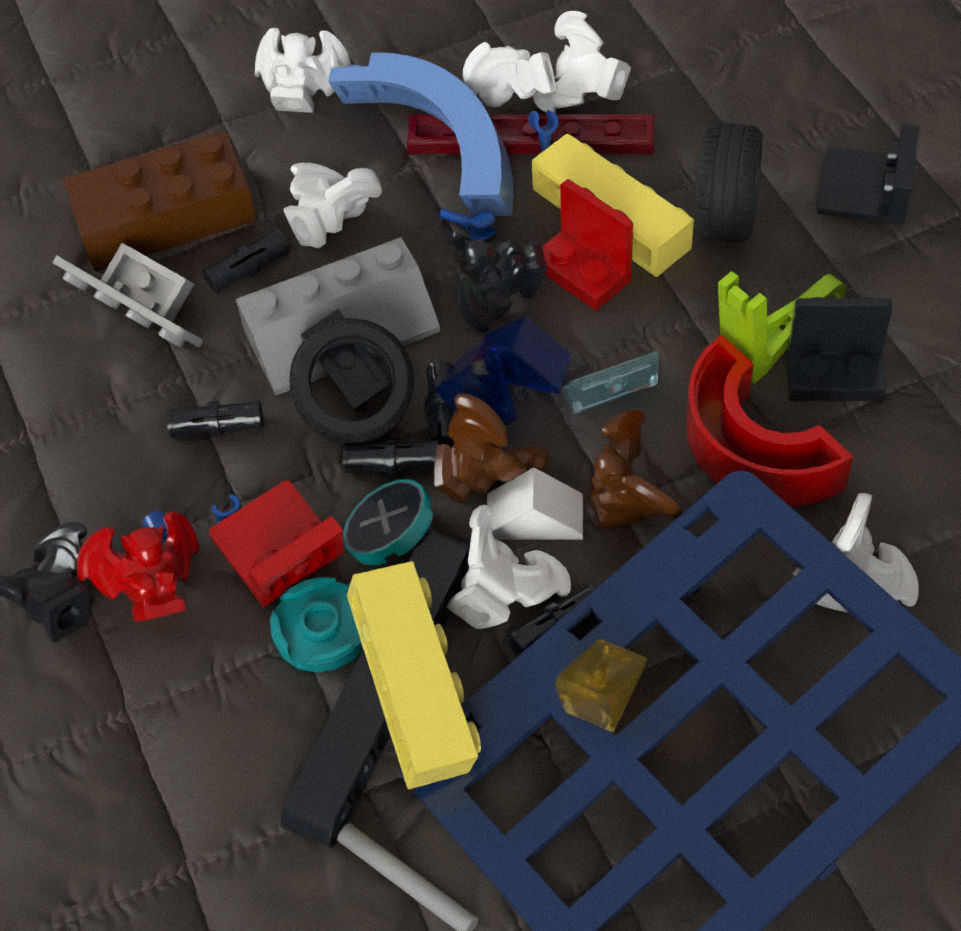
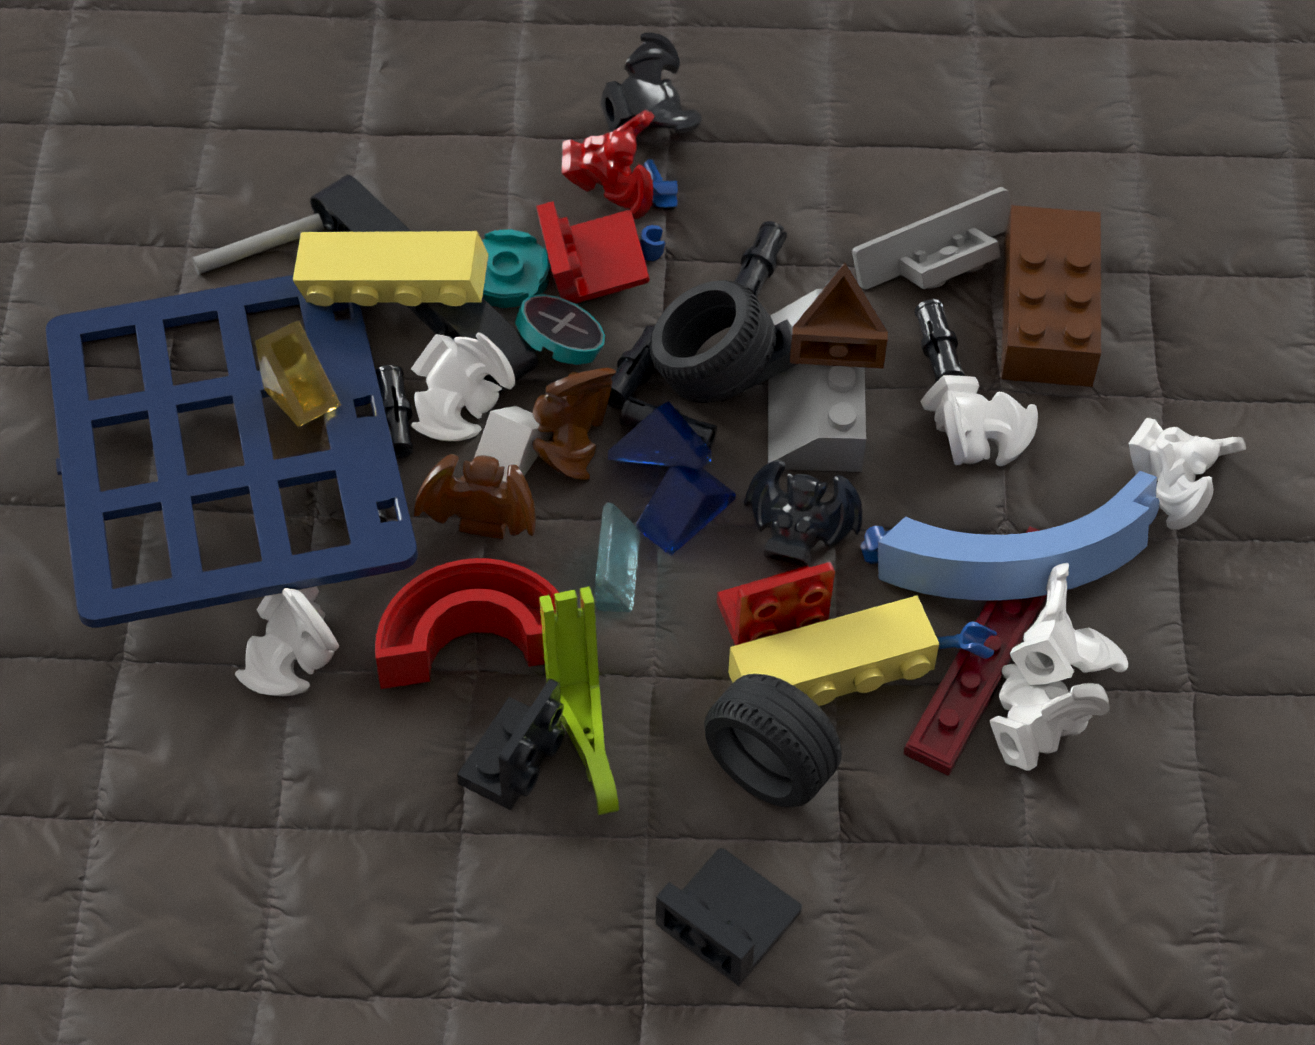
camera: 110 degrees right, 0 degrees up
(312, 265) = (840, 328): none -> reddish brown slope

